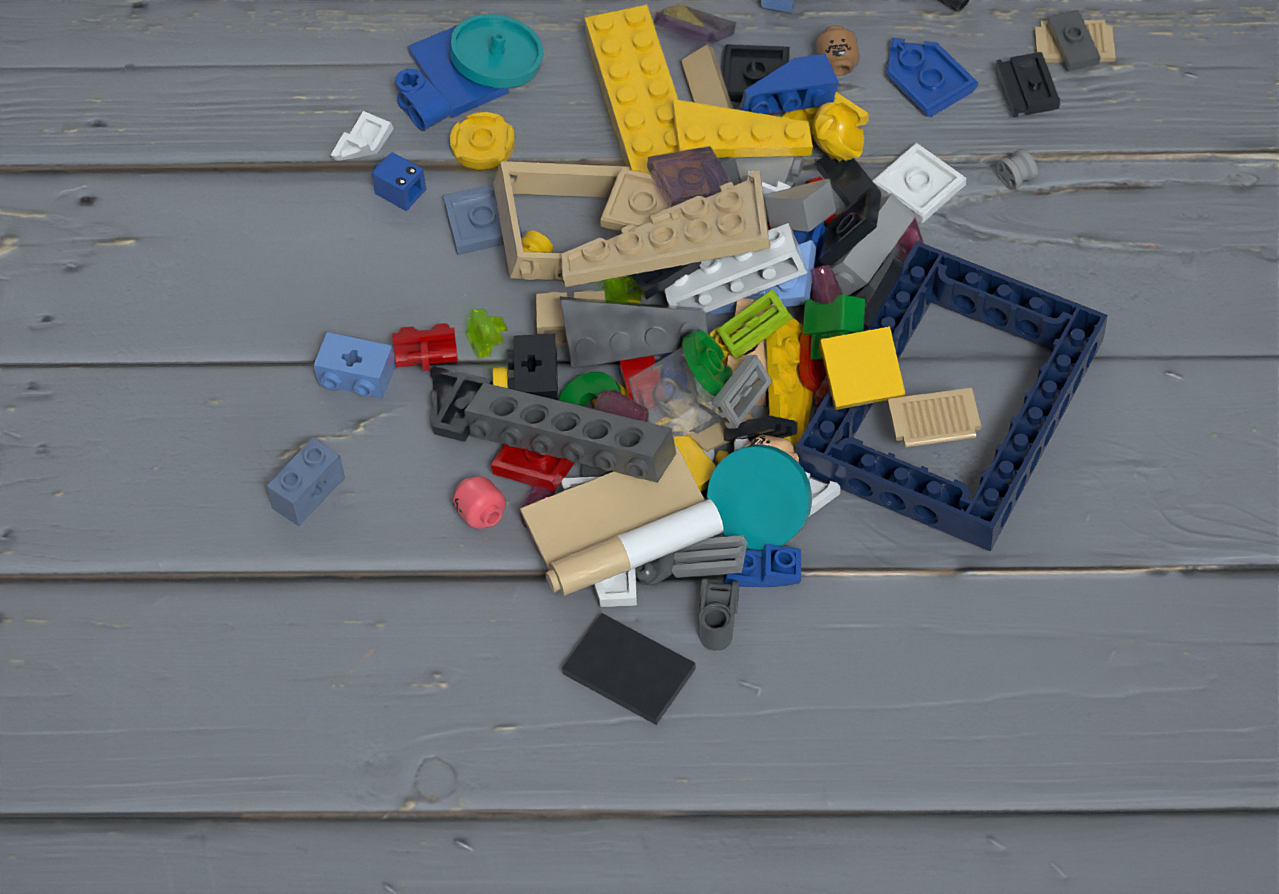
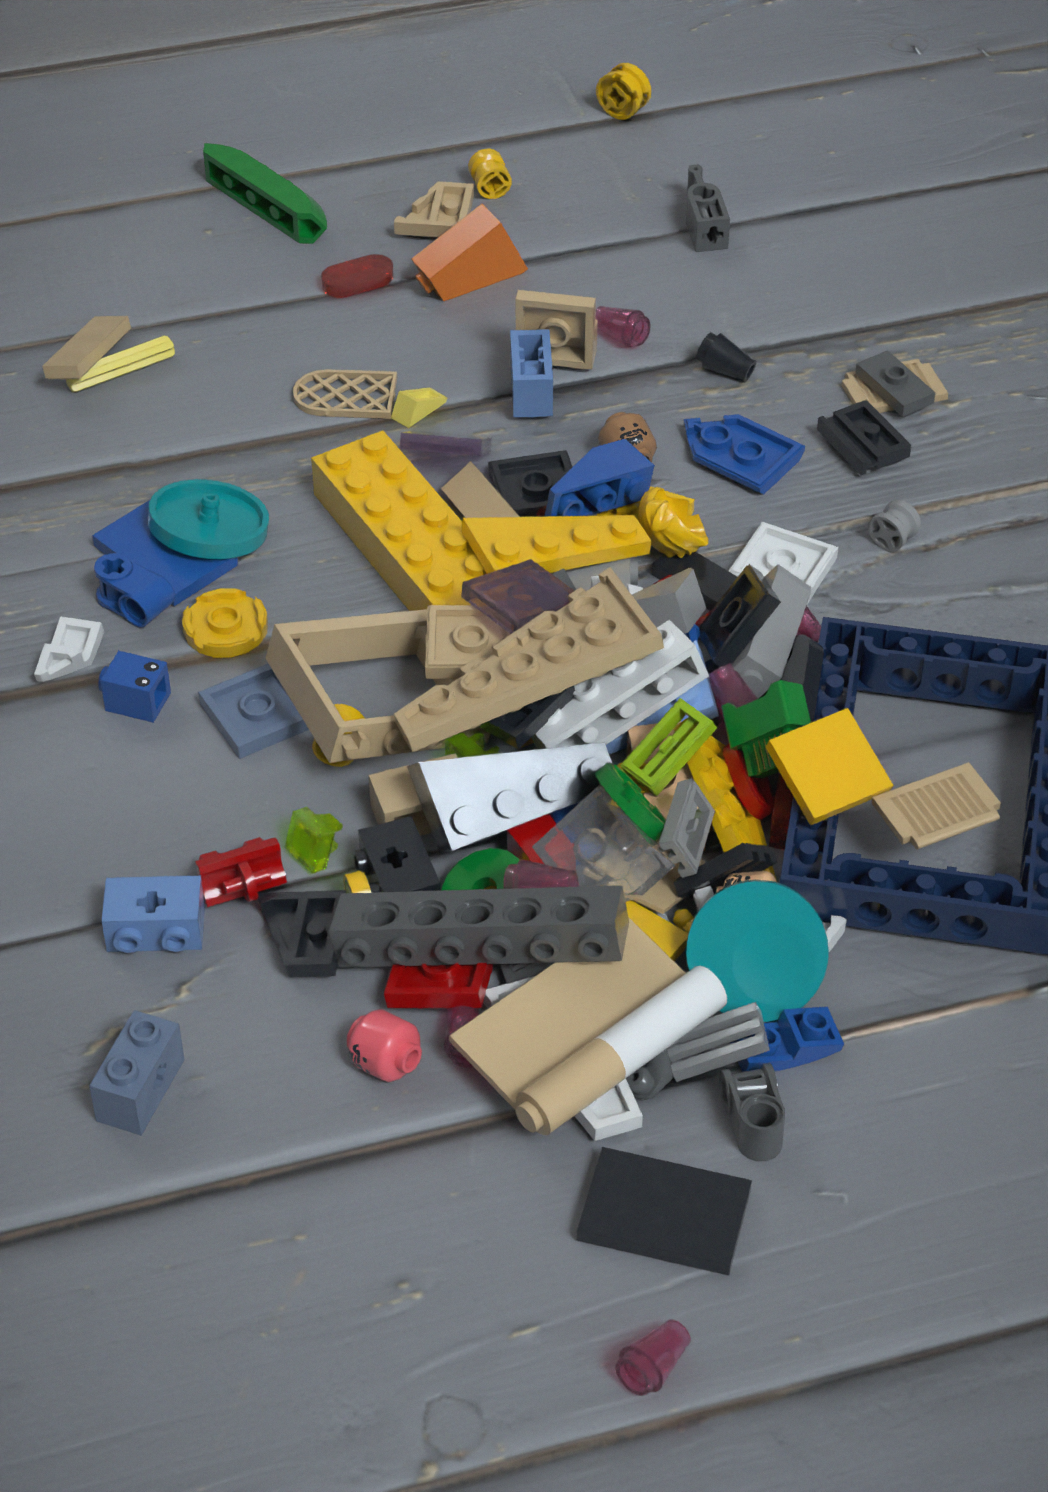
camera: 20 degrees left, 10 degrees down
(577, 769) = (650, 1359): none -> clear pink cone

